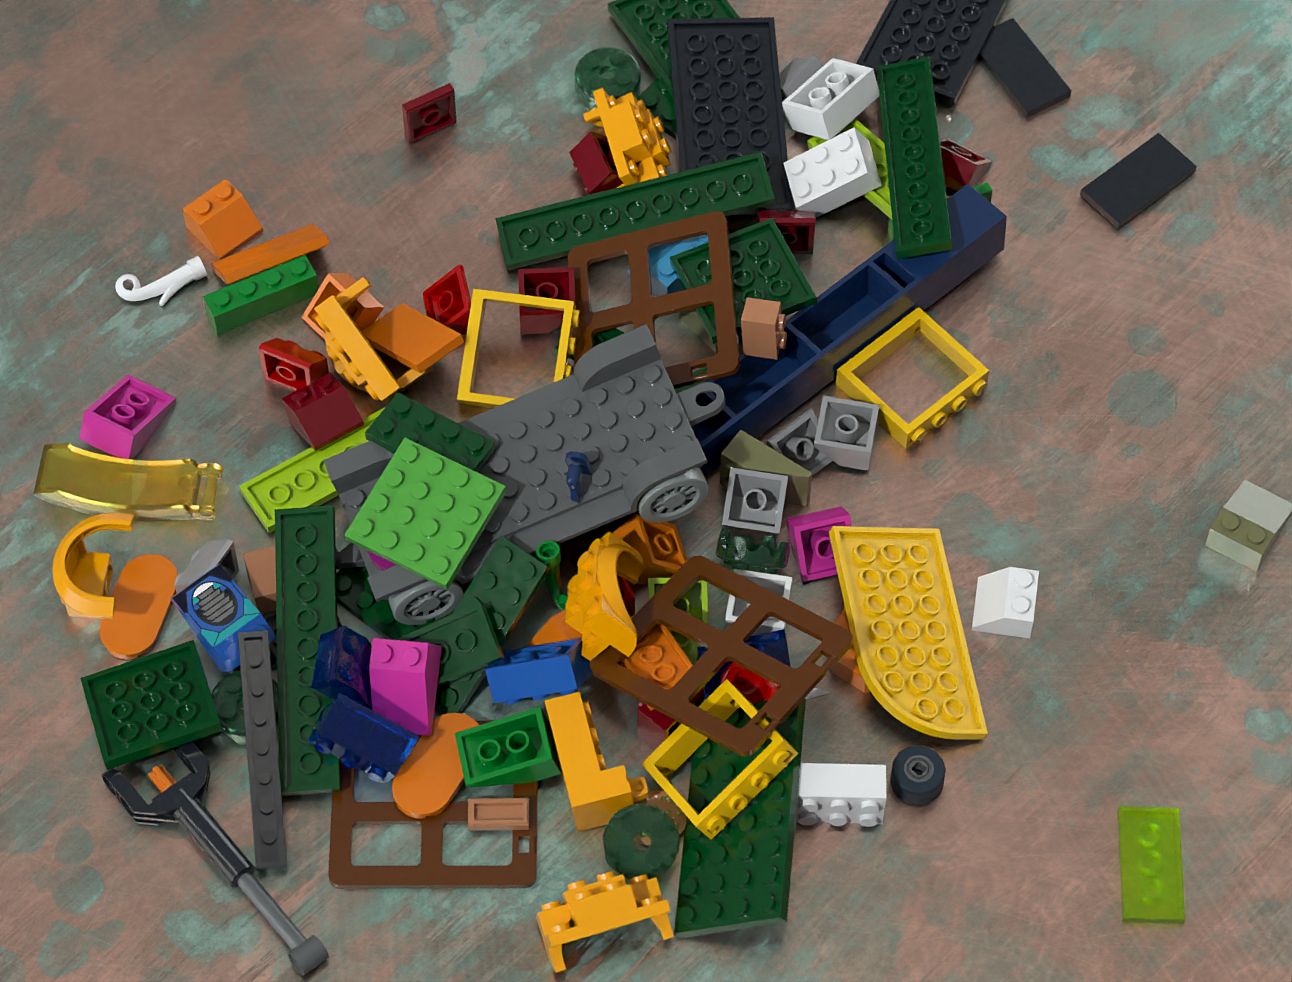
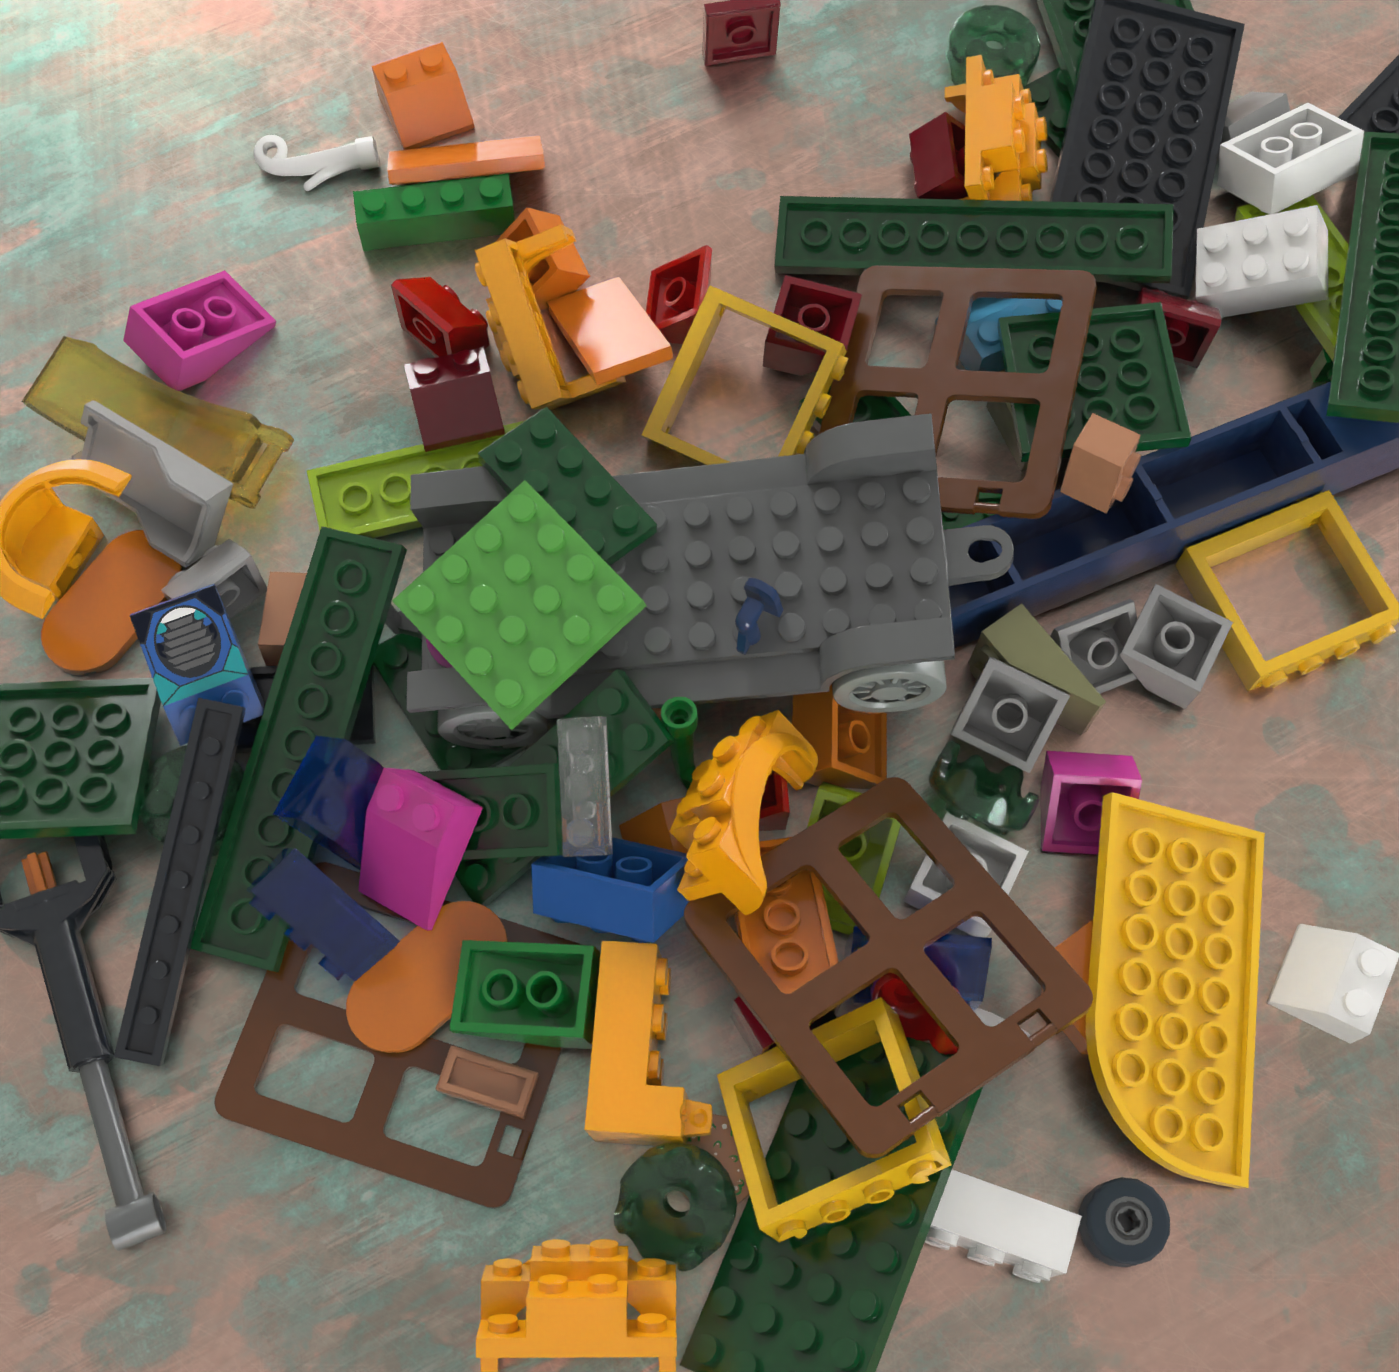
camera: 15 degrees right, 10 degrees up
(162, 524) = (169, 492): none -> light grey piece
(503, 612) = (584, 786): none -> clear plate

